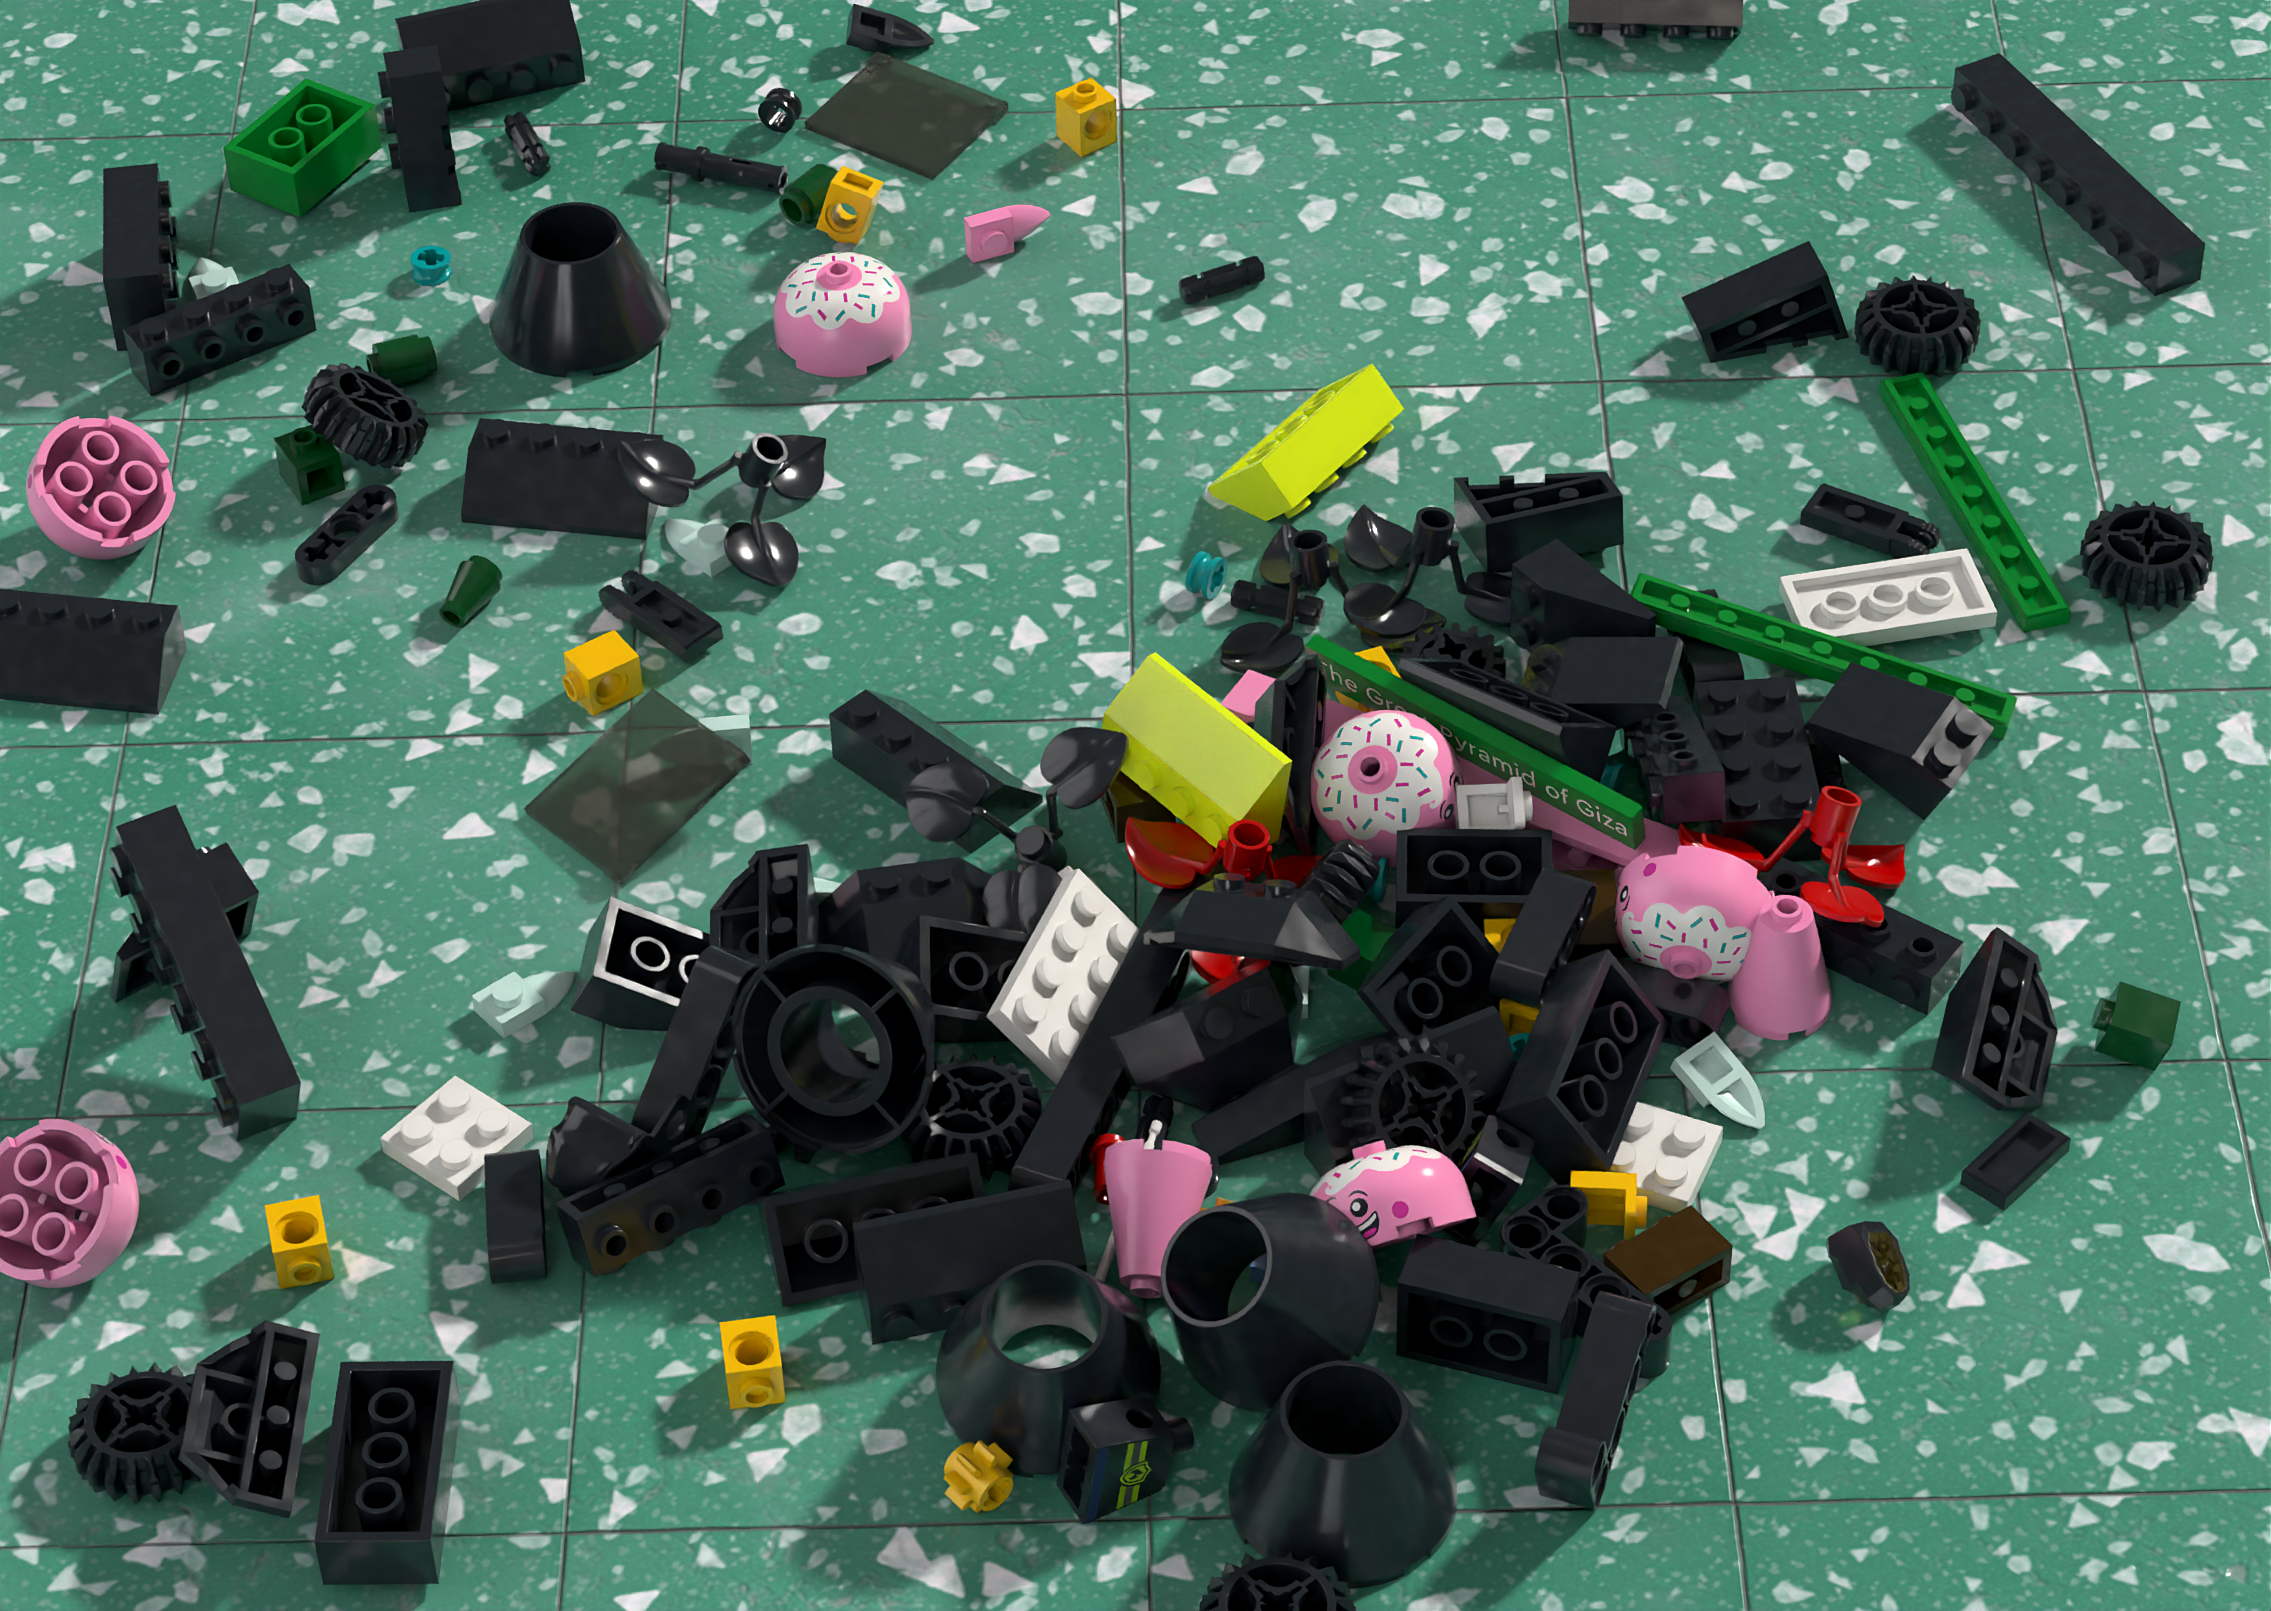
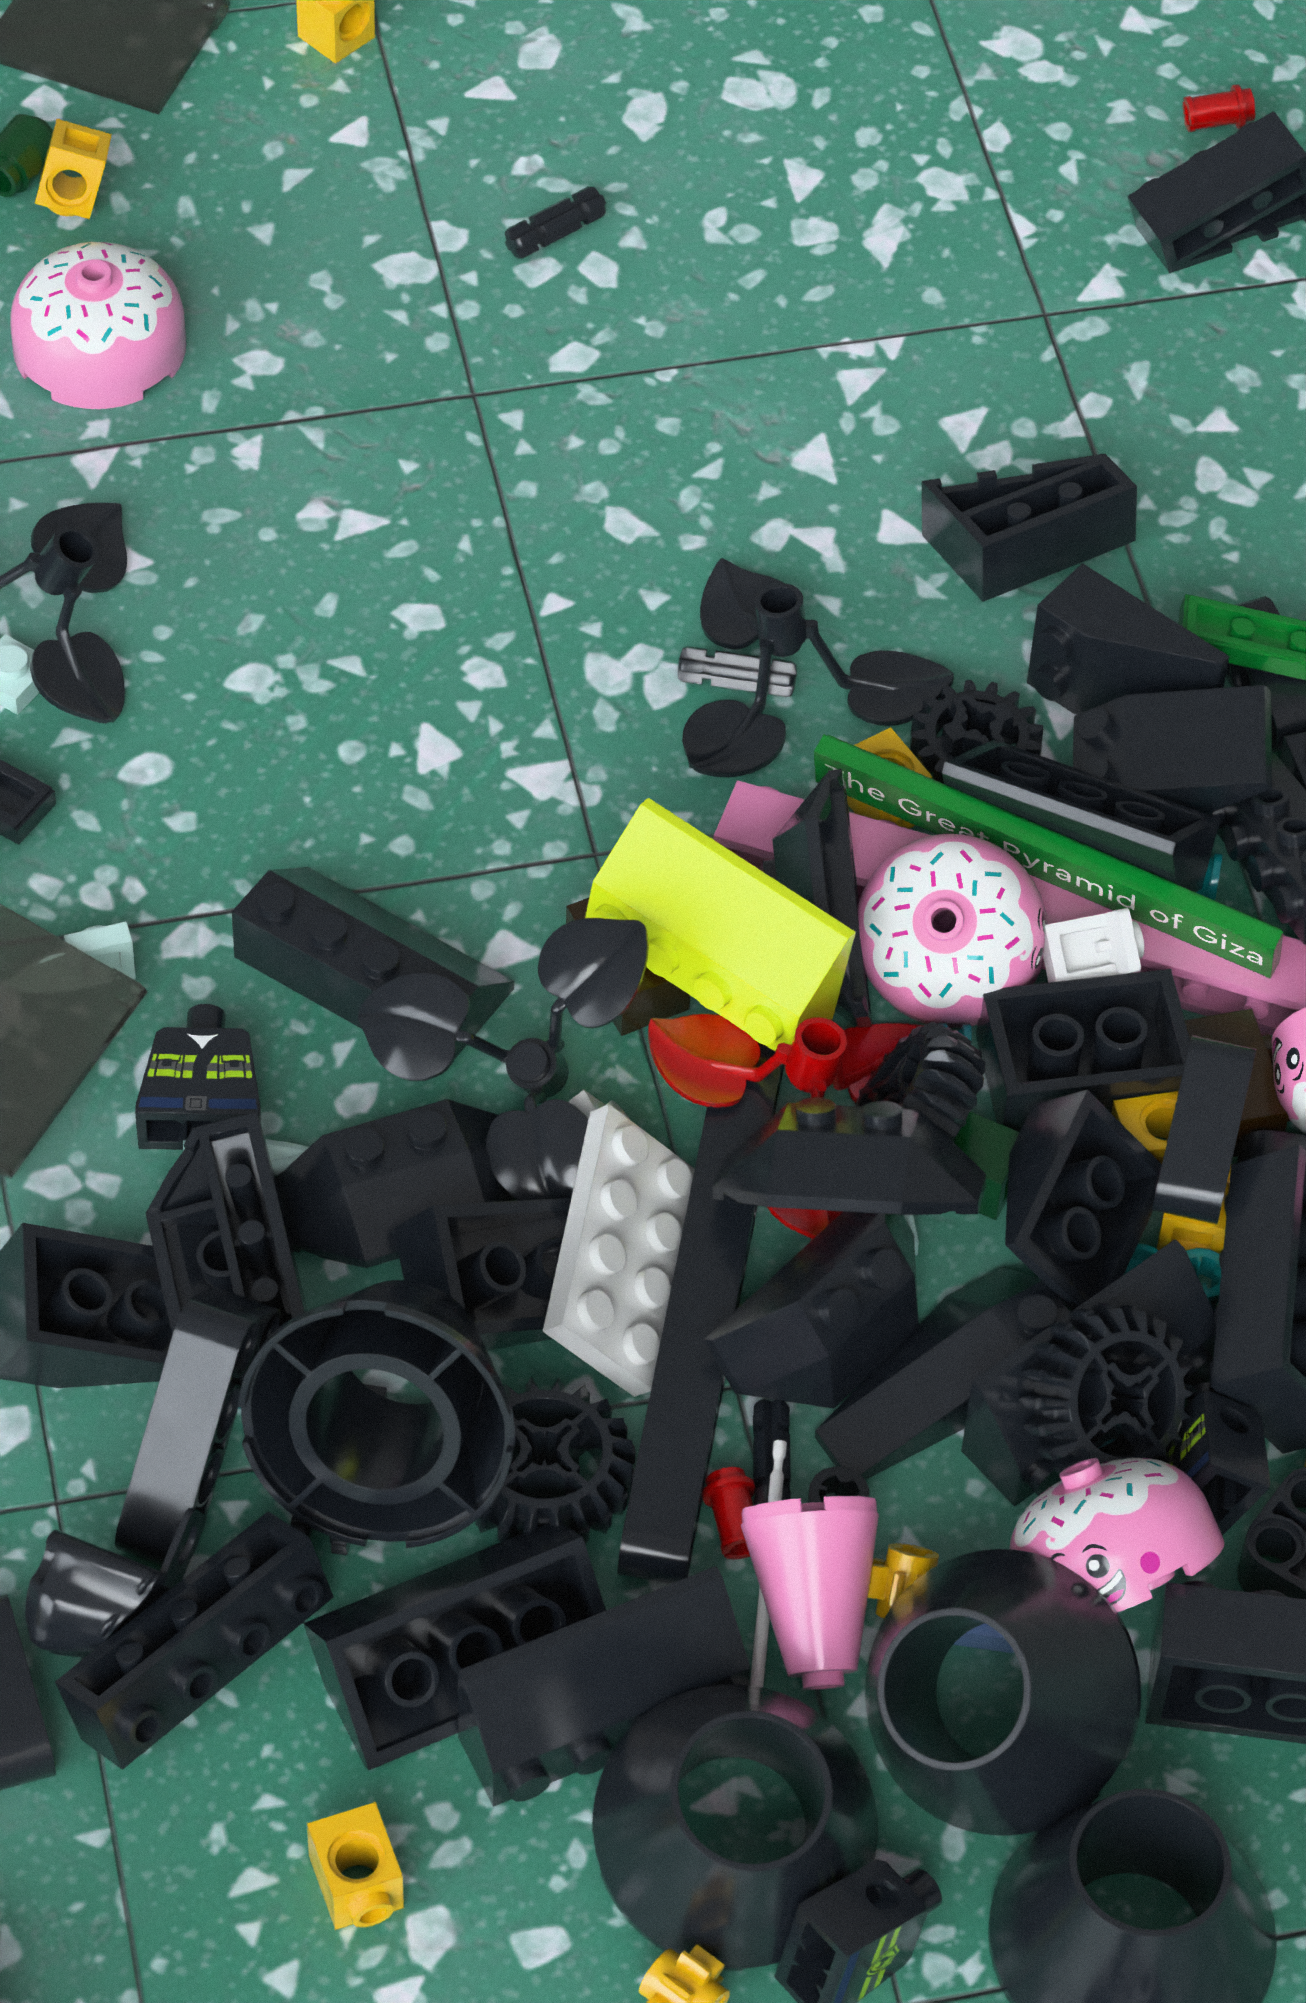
camera: 15 degrees left, 10 degrees up
(773, 821) = (195, 1079): none -> torso
(995, 231) = (261, 184): bright pink plate -> none
(1206, 575) = (642, 644): teal bush -> none
(1310, 446) = (723, 448): neon yellow slope -> none
(1380, 545) = (881, 678): black plant -> none
(1772, 245) = (1219, 109): none -> red pin

